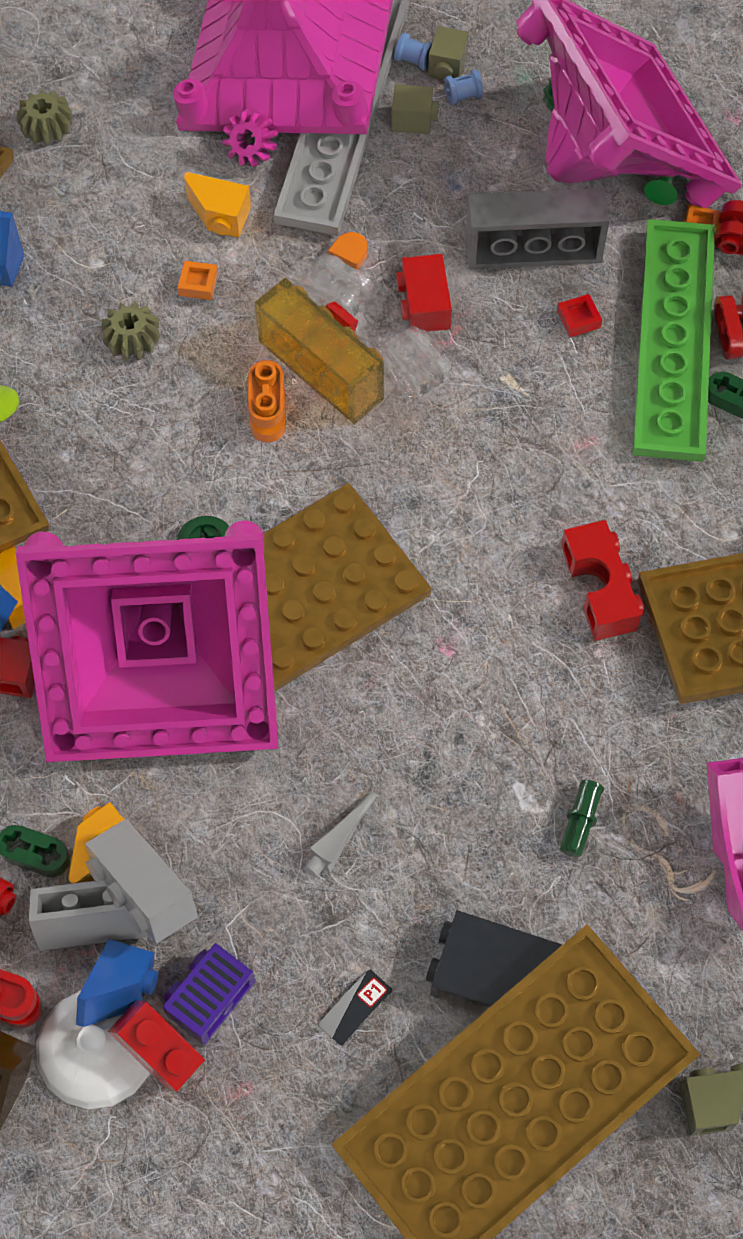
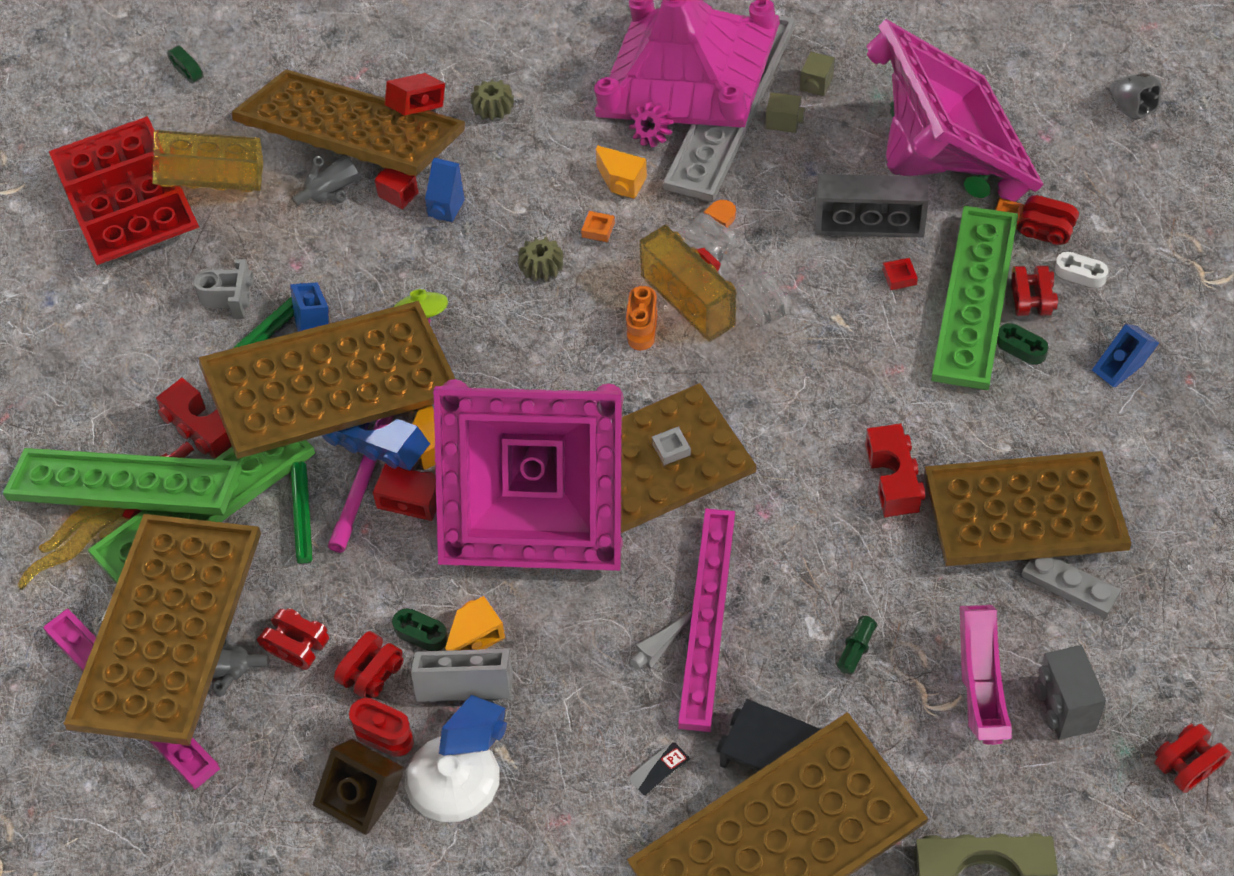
camera: 10 degrees right, 10 degrees down
(140, 881) = (500, 648): light grey brick -> none
(156, 1045) = (499, 774): red brick -> none
(208, 993) = (544, 744): dark purple brick -> none
(324, 574) = (671, 445): none -> light grey plate
(394, 805) = (707, 621): none -> dark pink plate
(412, 51) = (788, 70): medium blue bush -> none
(425, 293) = (777, 247): red brick -> none
(463, 87) = (826, 99): medium blue bush -> none

